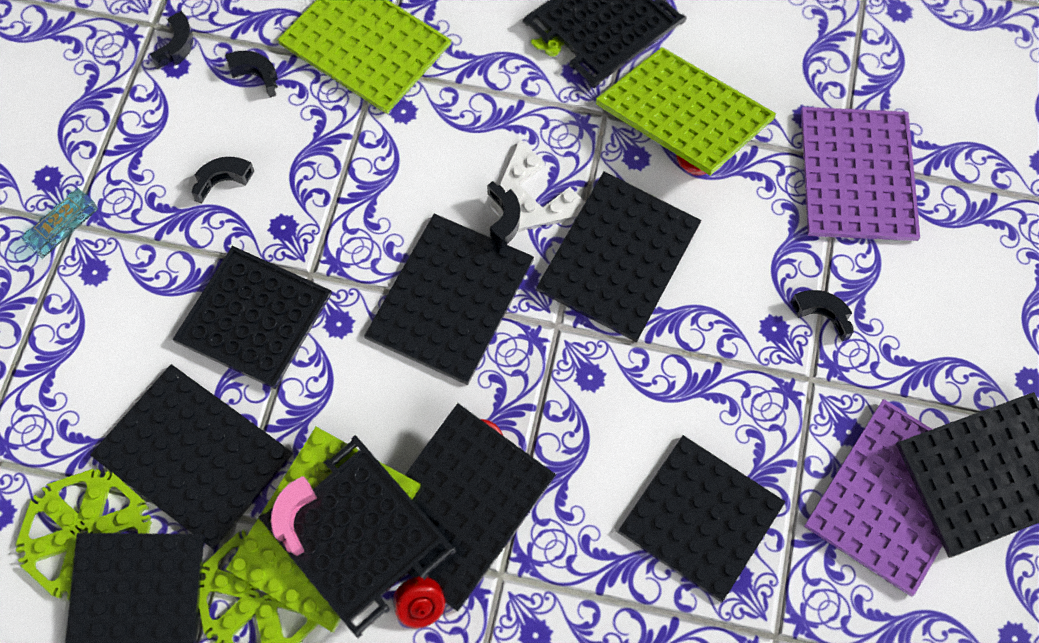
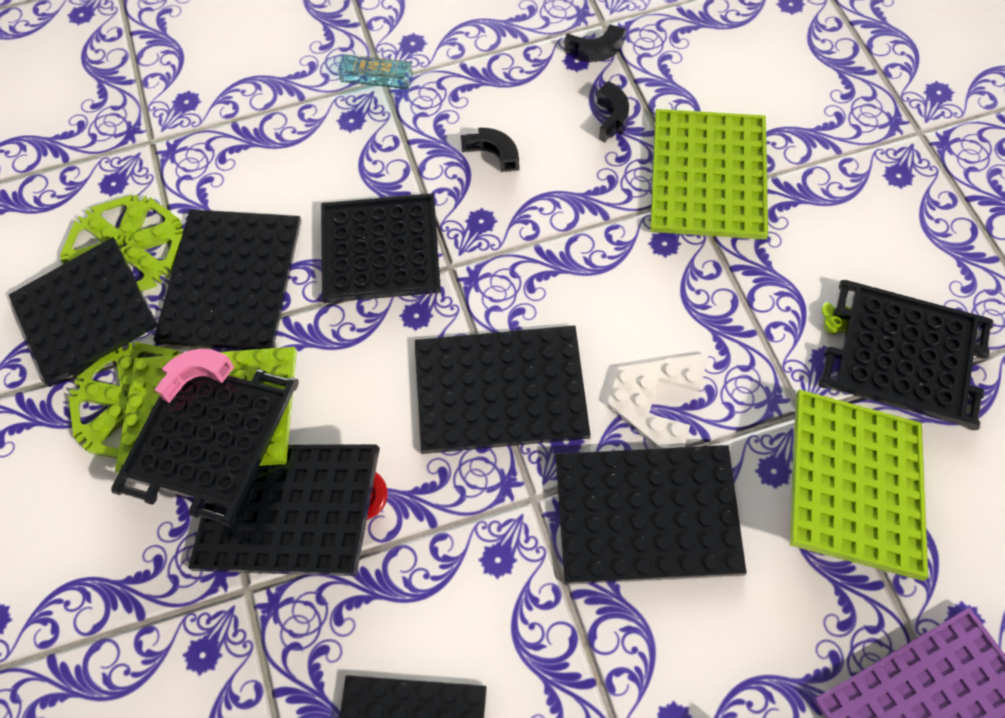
camera: 65 degrees right, 5 degrees down
(419, 602) = (177, 530): red wheel -> none
(507, 226) = (611, 389): black arch -> none

